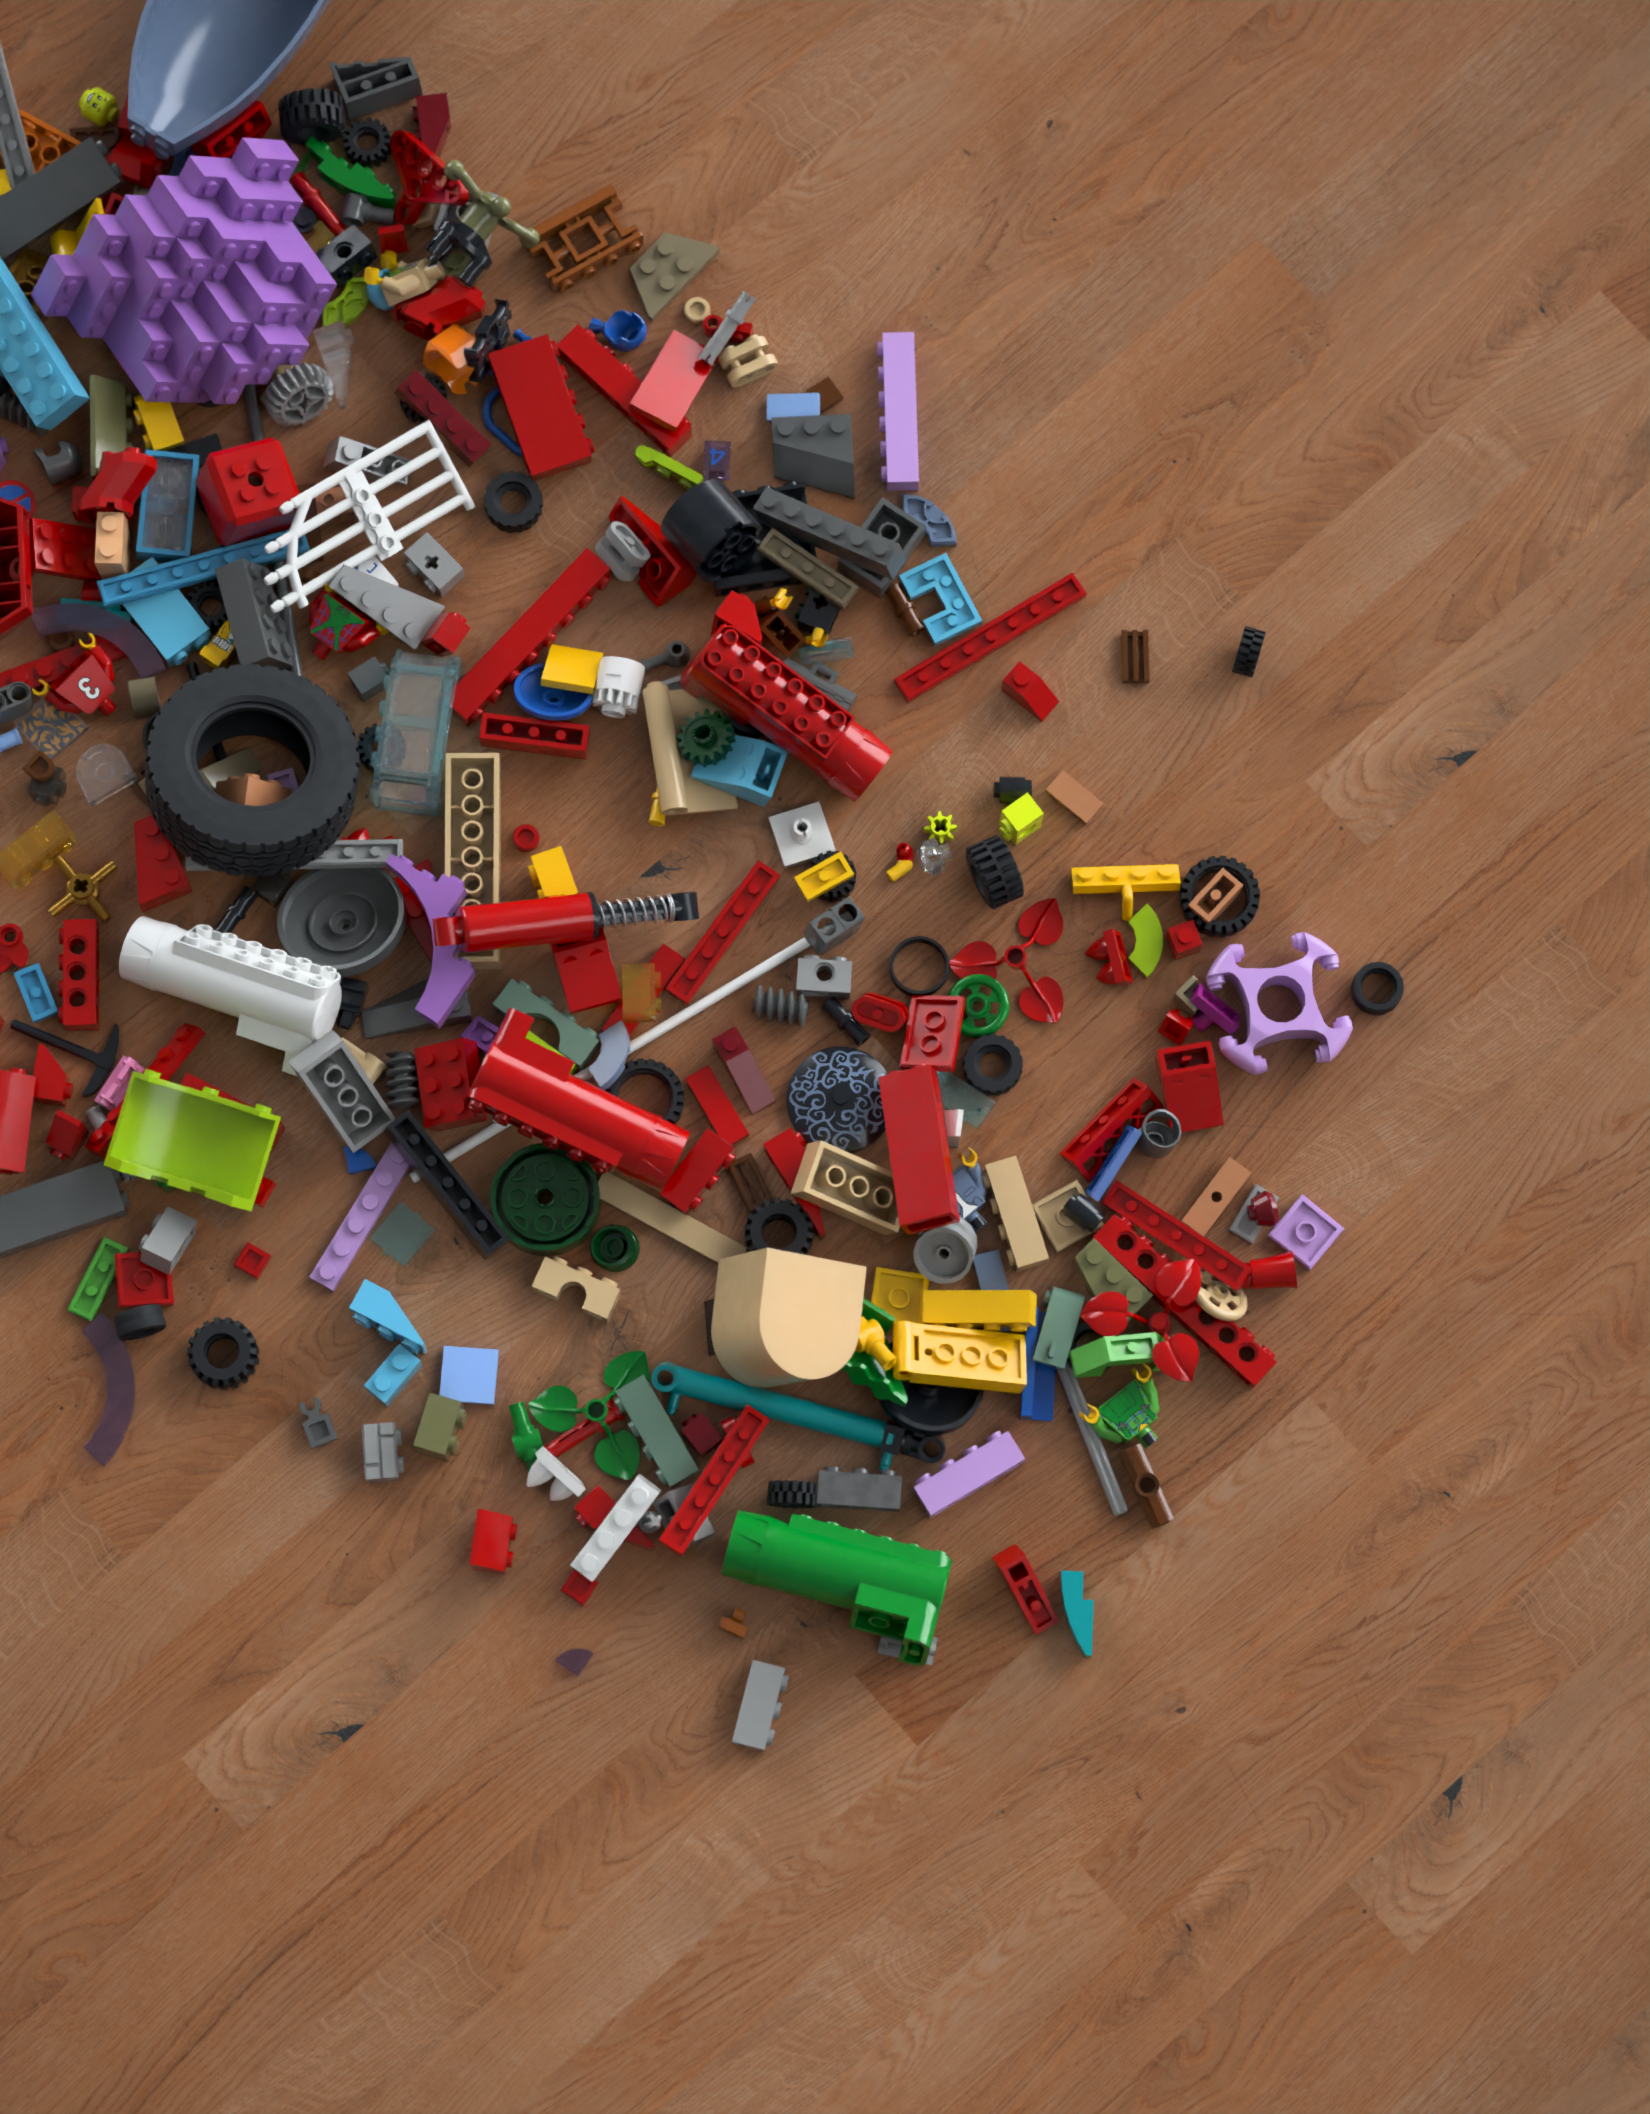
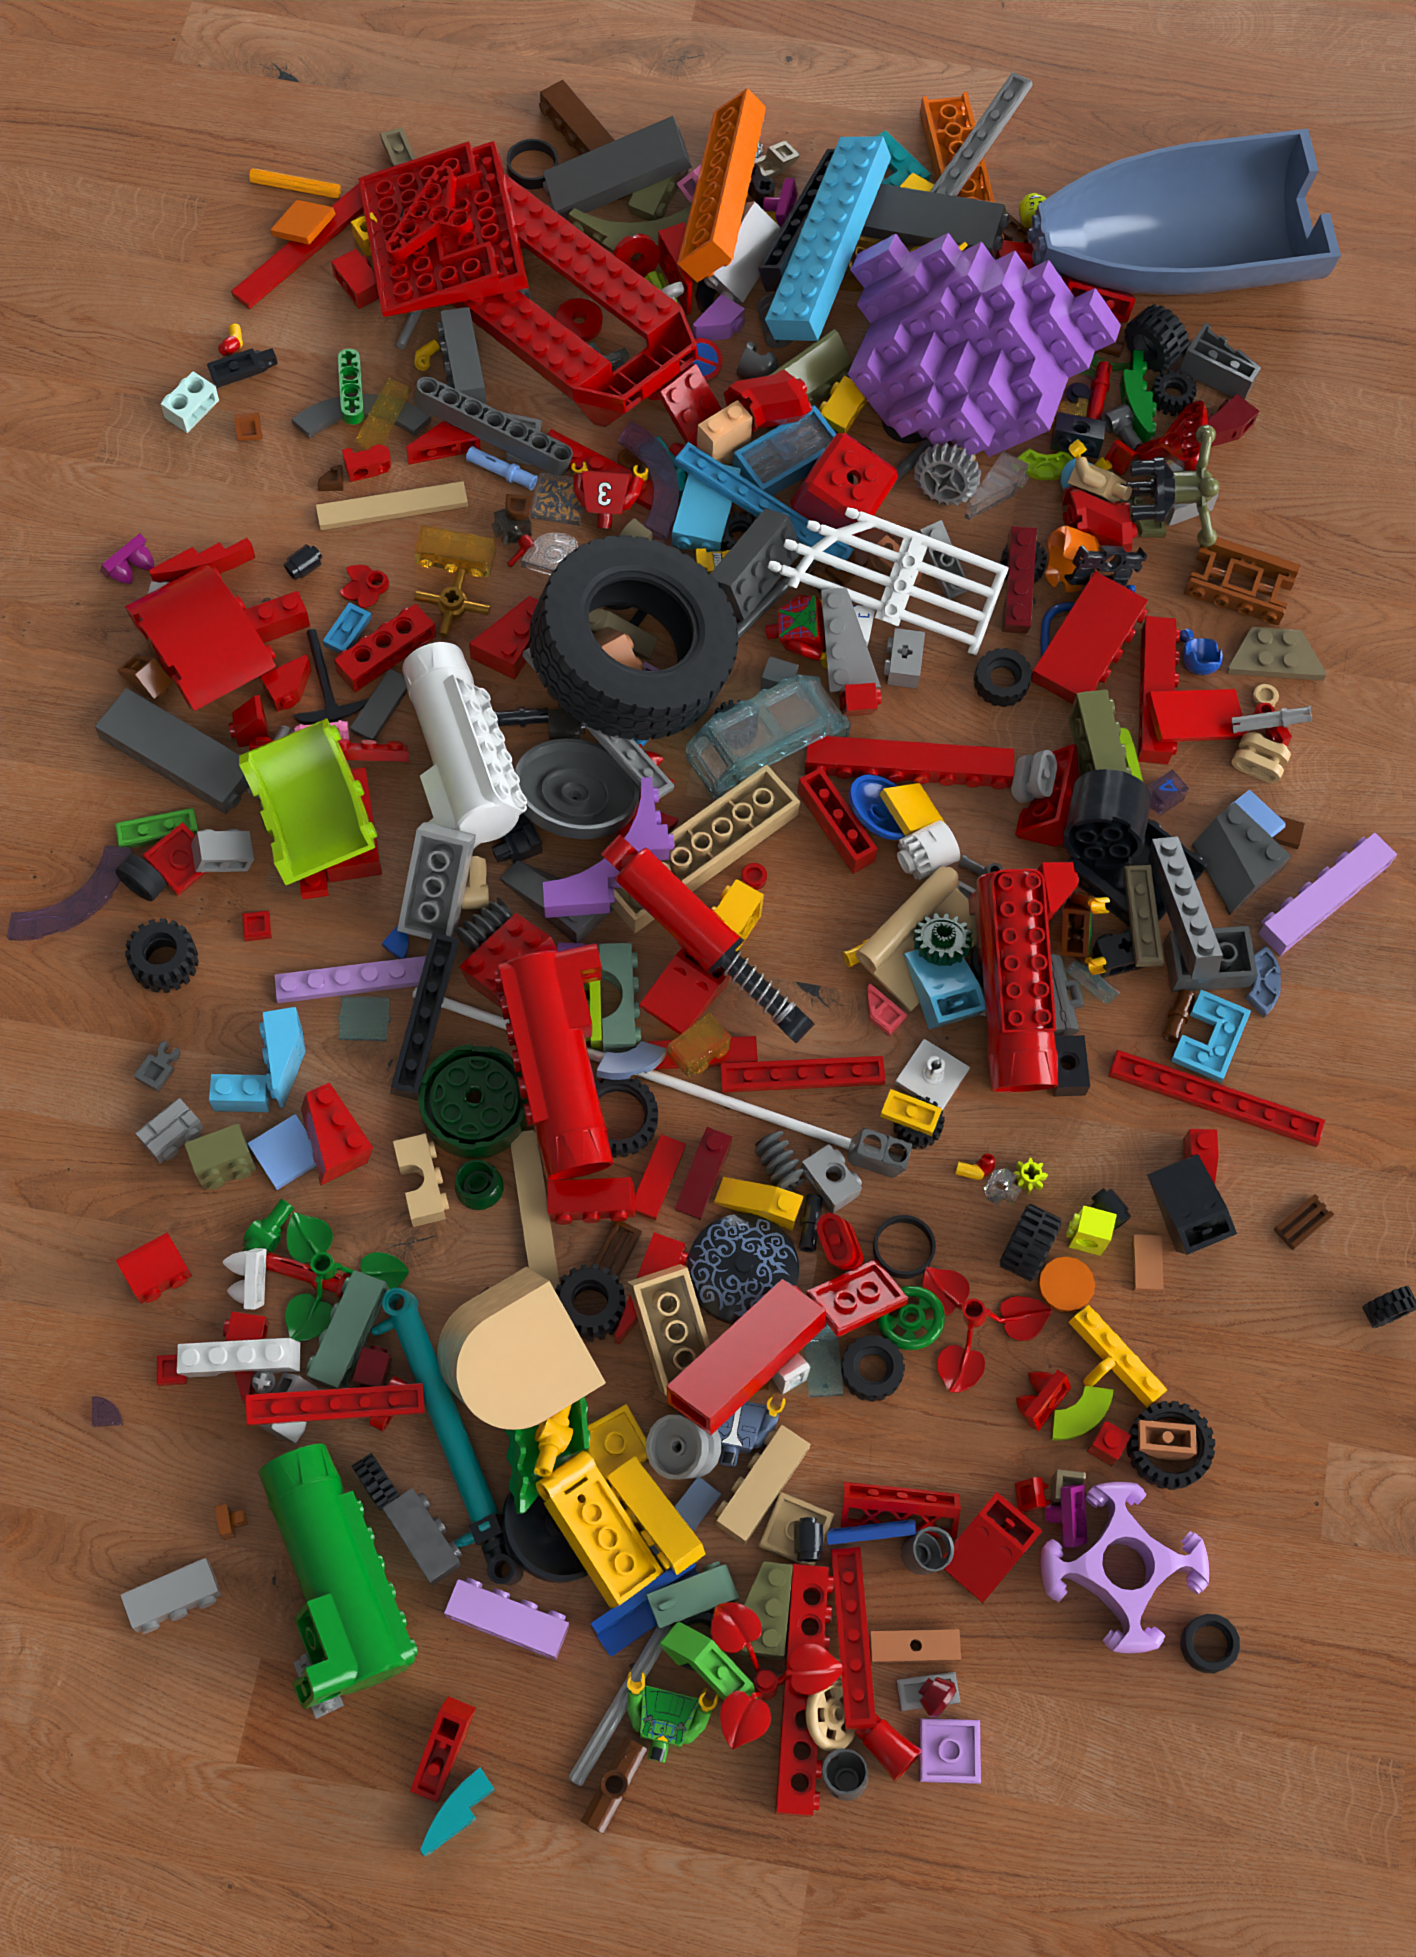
camera: 50 degrees right, 10 degrees down
(74, 786) = (525, 543): none -> red hand
(130, 1018) = (380, 706): none -> dark grey tile
(486, 1327) = (334, 1134): none -> red wedge
(635, 477) = (1097, 732): none -> olive brick
(720, 829) = (883, 1011): none -> coral tile
(798, 1045) = (760, 1200): none -> yellow slope
(872, 713) = (1074, 1081): none -> black brick
(1043, 870) = (1066, 1284): none -> orange tile
(1060, 730) = (1191, 1205): none -> black slope
(1274, 1317) = (846, 1775): none -> dark grey helmet

